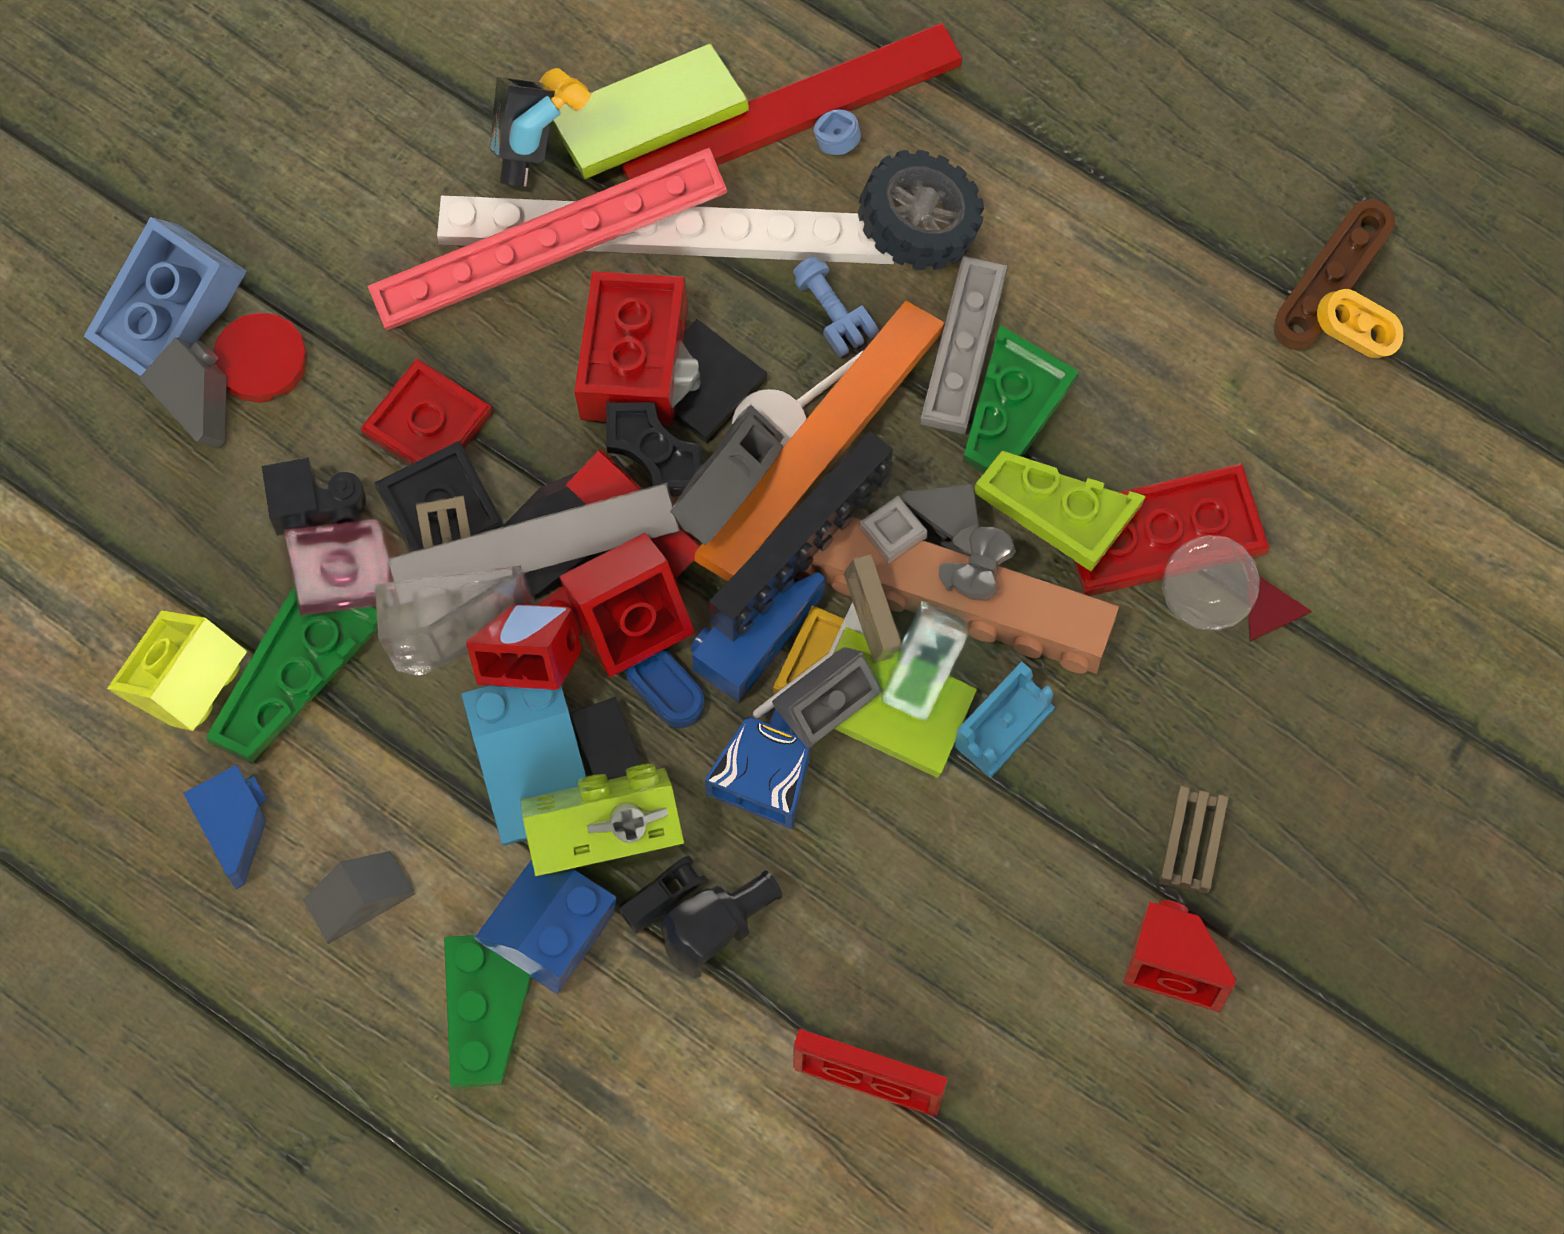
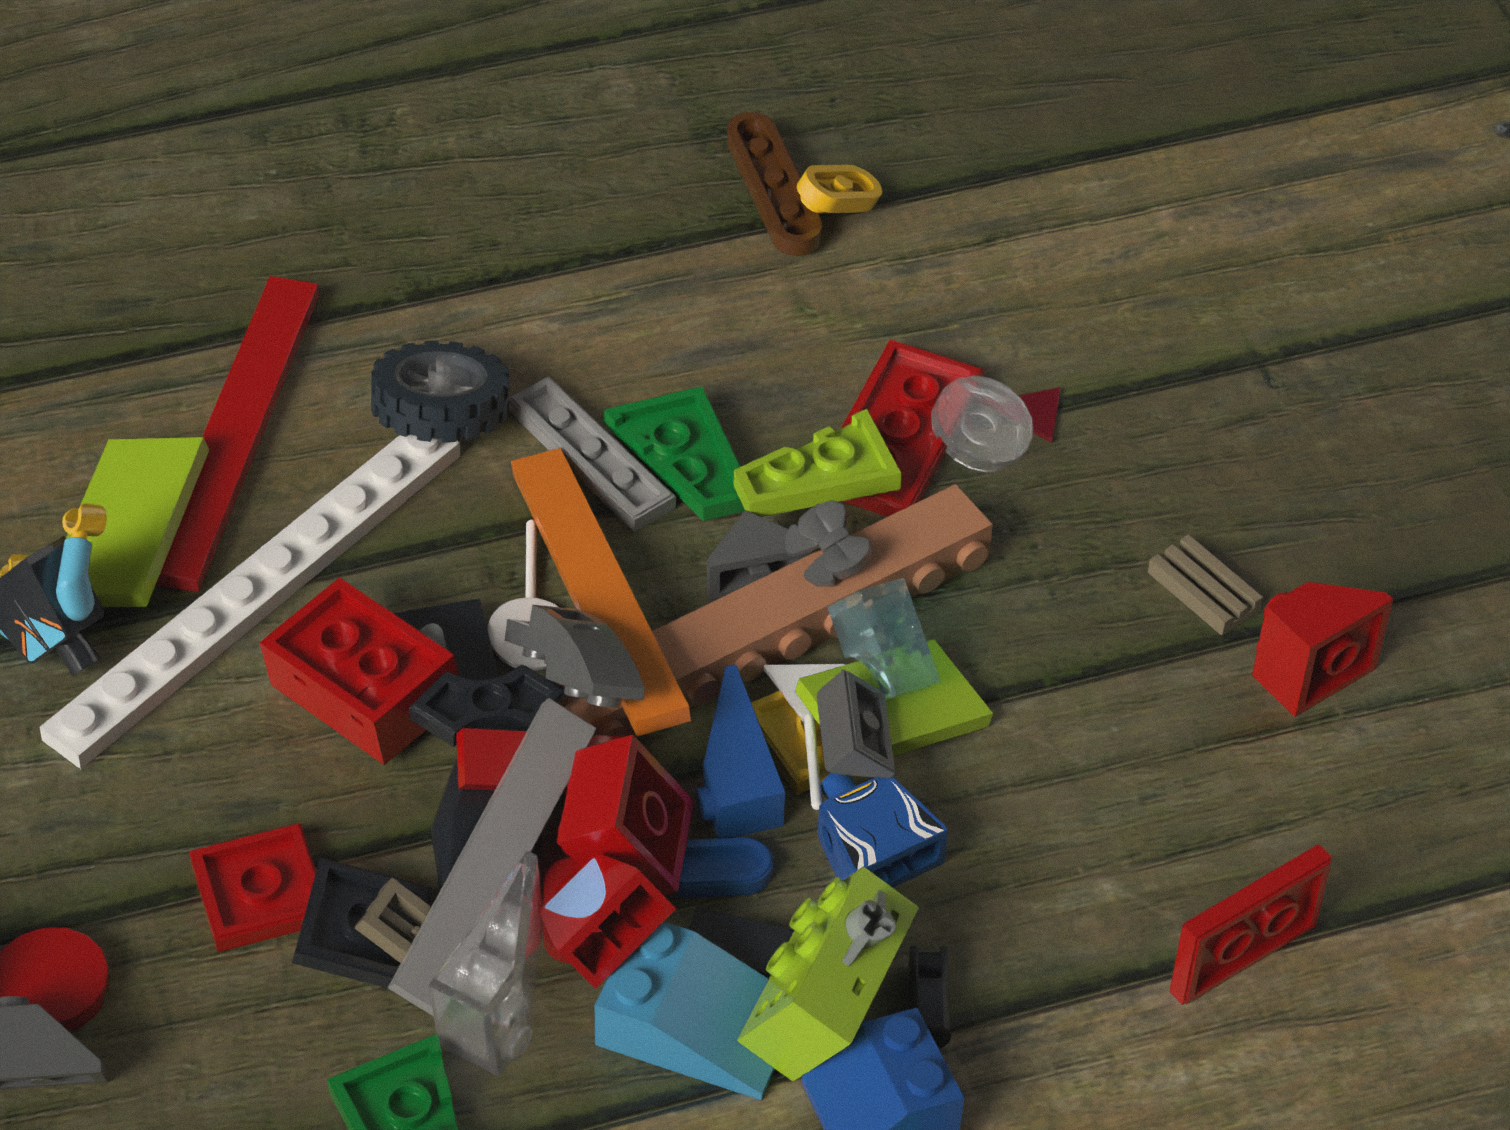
camera: 55 degrees left, 20 degrees down
(298, 502) = (246, 1036): black brick -> none
(337, 565) = (352, 1040): clear pink tile -> none
(547, 239) = (177, 674): coral tile -> none
(710, 919) = (998, 967): black piece -> none
(801, 537) = (693, 643): black piece -> none
(811, 275) = (495, 519): medium blue hinge -> none
(837, 132) = (296, 407): medium blue tile -> none
(872, 608) = (808, 632): dark tan tile -> none
(893, 529) = (739, 585): light grey tile -> none
(1004, 721) = (981, 638): dark azure hinge -> none

